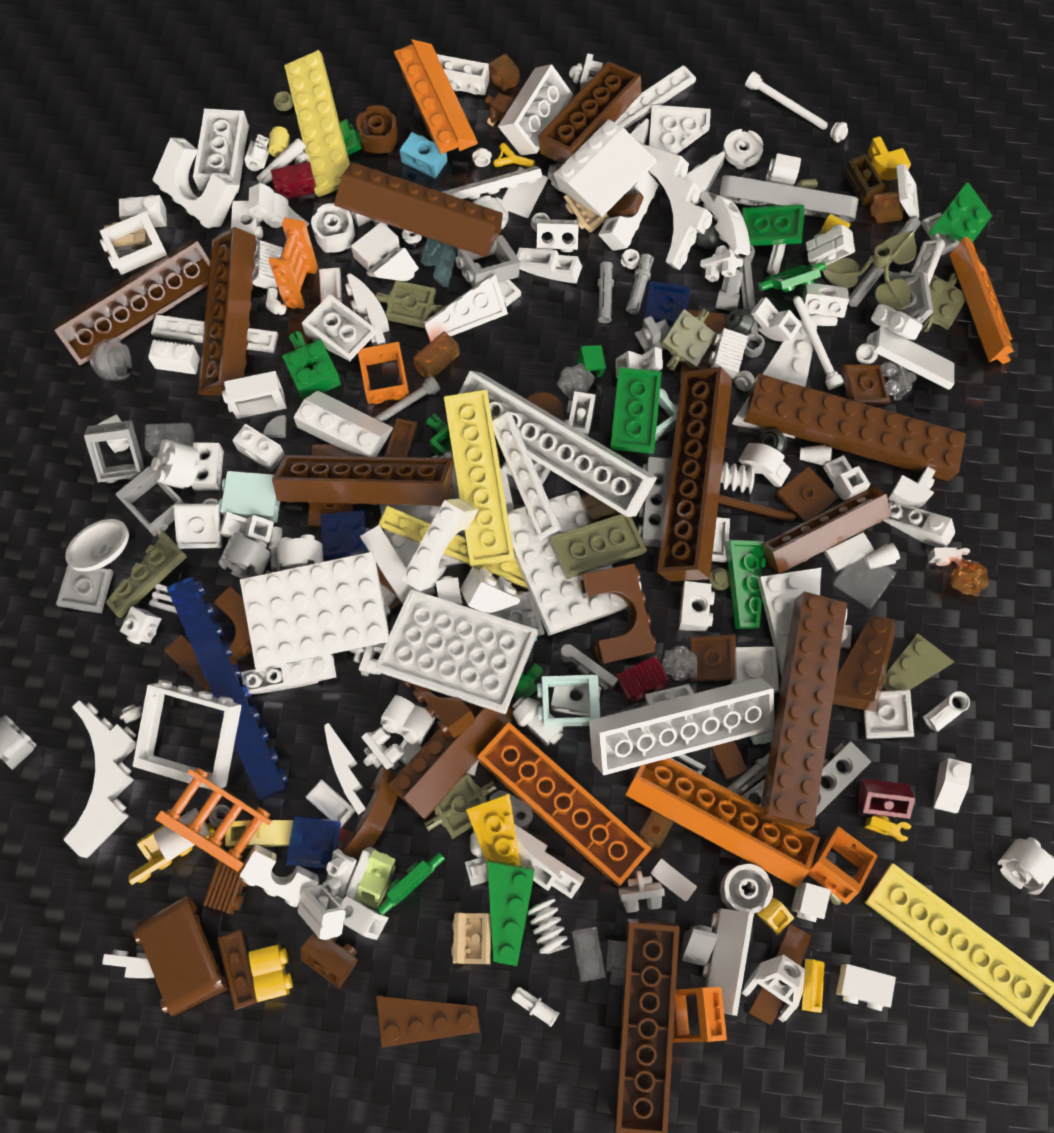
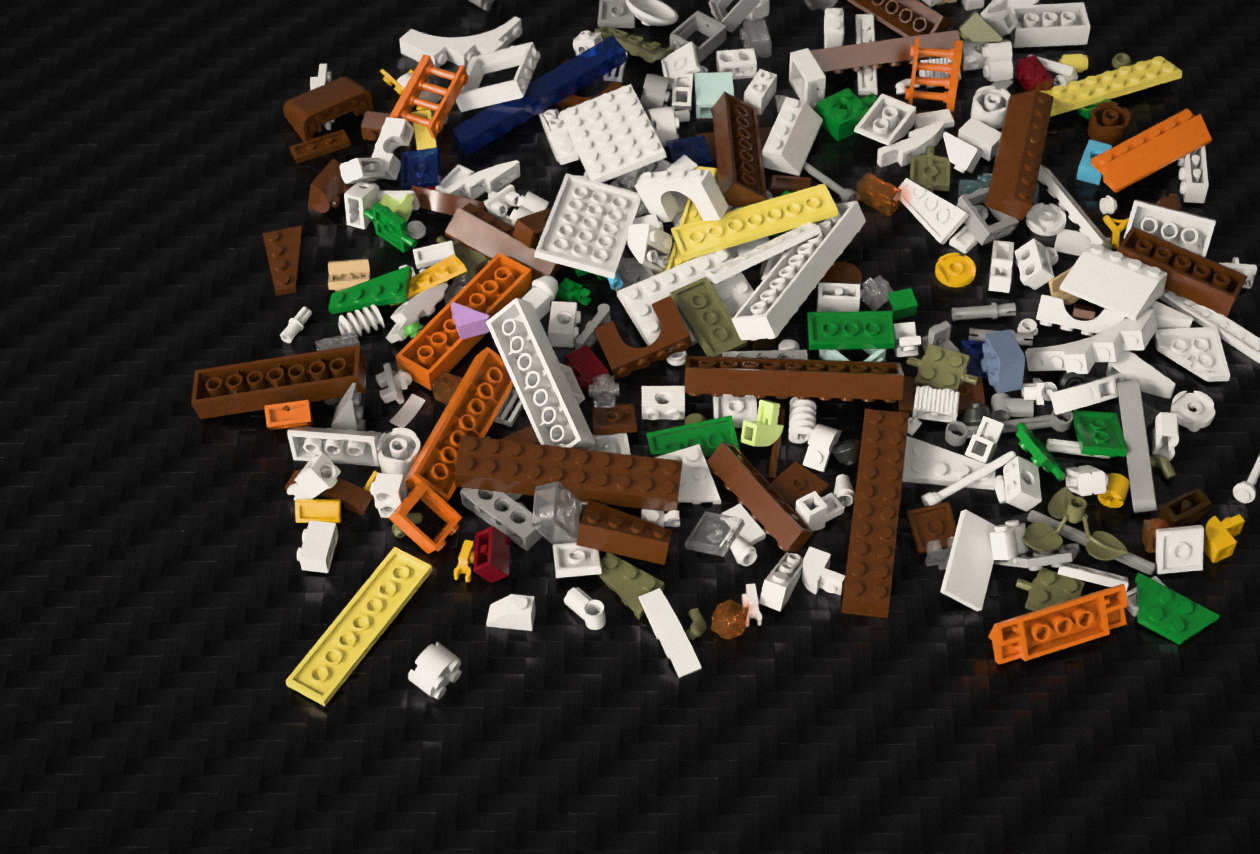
camera: 85 degrees right, 20 degrees down
(175, 464) = (729, 36): white brick -> none
(235, 209) = (978, 29): none -> slope
(257, 153) = (1053, 48): white hips -> none
(269, 972) = (313, 160): yellow brick -> none
(339, 875) = (400, 182): white hips -> none
(377, 355) = (851, 149): orange window -> none
(405, 855) = (416, 229): none -> white plate
(457, 833) = (432, 254): none -> white tile
(504, 72) = (1214, 207): clear orange brick -> none
(544, 307) = (955, 270): none -> yellow tile
(565, 681) = (556, 321): light aqua window -> none
(578, 863) = (413, 329): none -> bright green plate
(590, 797) = (469, 321): none -> lavender slope
(697, 280) = (1003, 361): none -> sand blue brick
(741, 513) = (766, 428): none -> yellowish green brick
(852, 727) = (556, 513): none -> clear brick
(965, 607) = (698, 626): none -> olive arm
(978, 634) = (670, 632): none -> white slope

